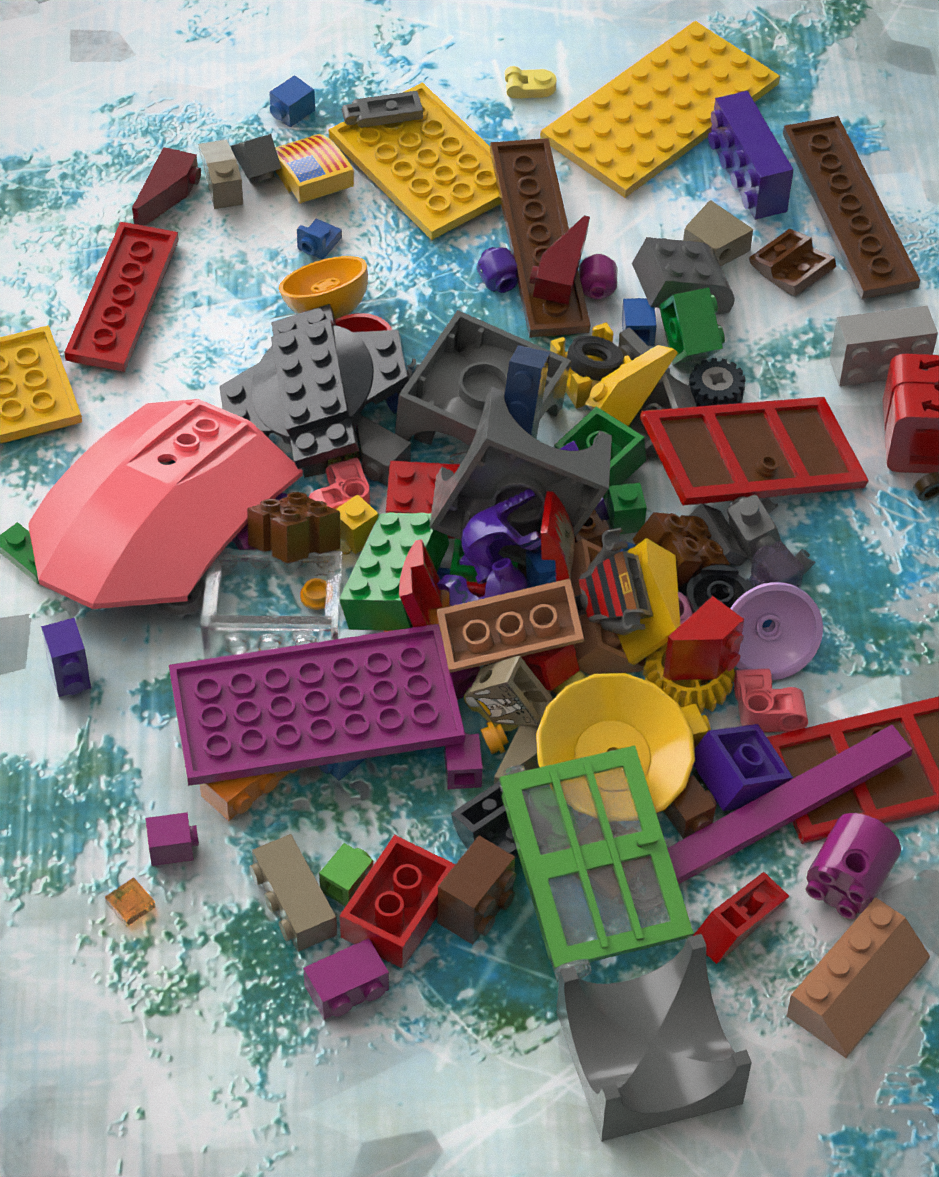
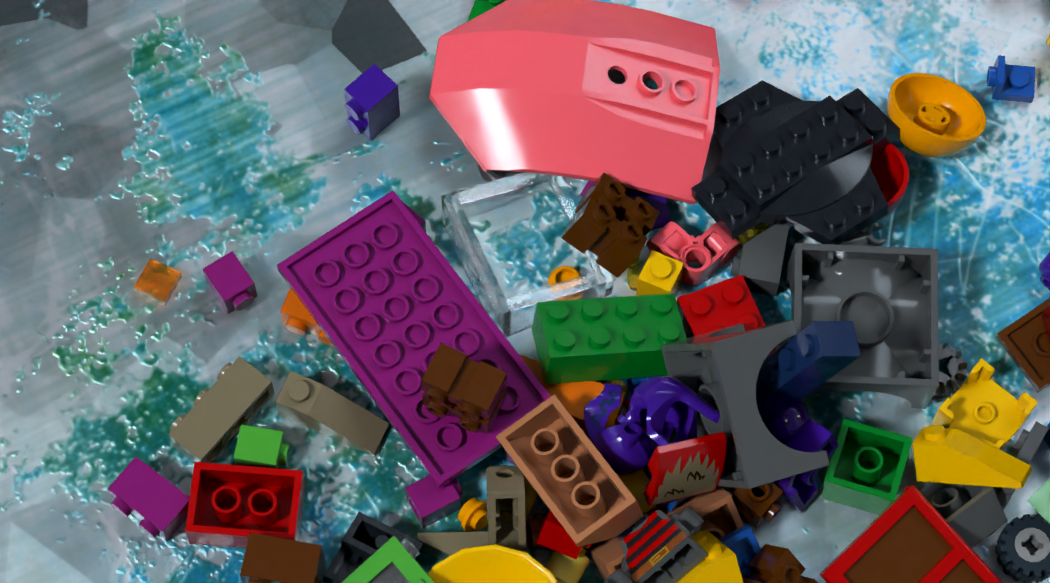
camera: 65 degrees right, 15 degrees up
(338, 811) = (330, 413): none -> dark tan slope
(398, 667) = (463, 389): none -> reddish brown brick
(419, 585) = (581, 367): red slope -> none
(596, 347) = (1004, 400): black tyre -> none
(626, 507) = (813, 523): green brick -> none

